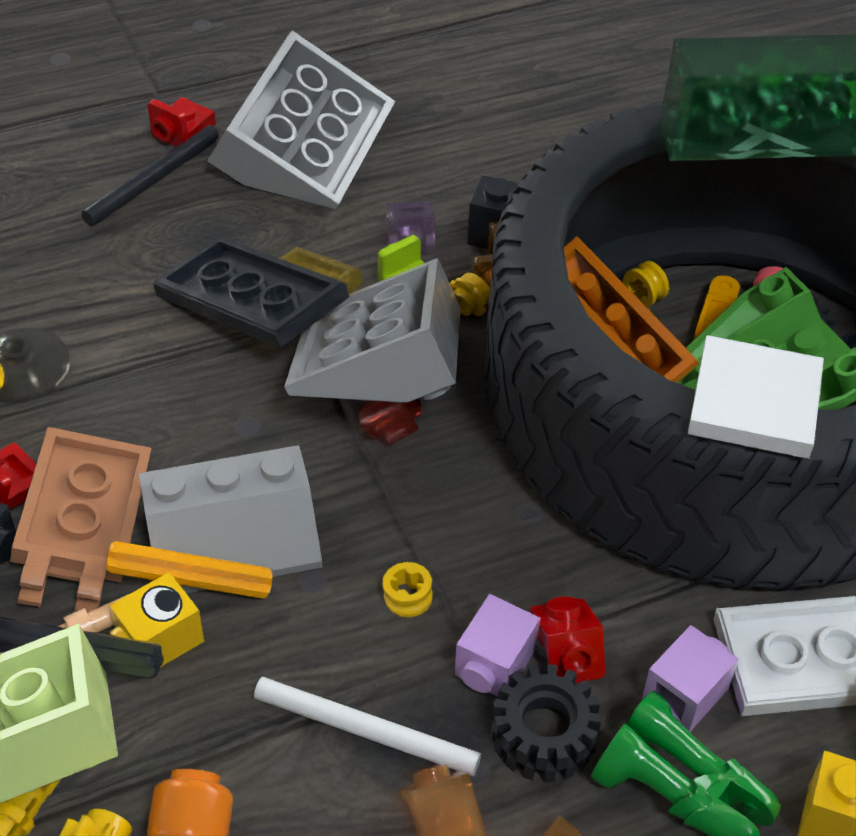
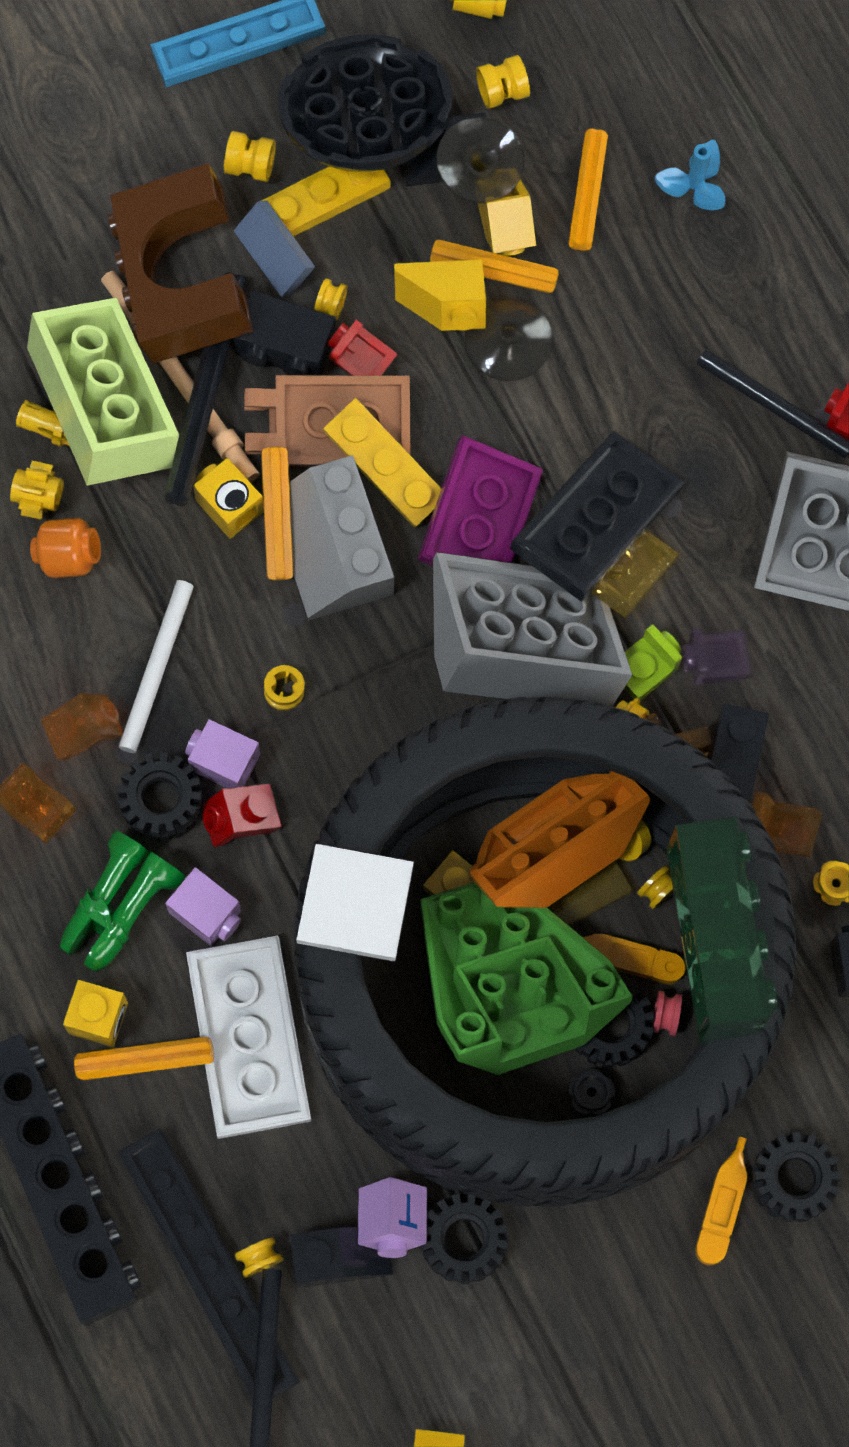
camera: 85 degrees right, 25 degrees up
(113, 474) = (384, 462): none -> yellow plate
(221, 390) = (480, 504): none -> magenta tile

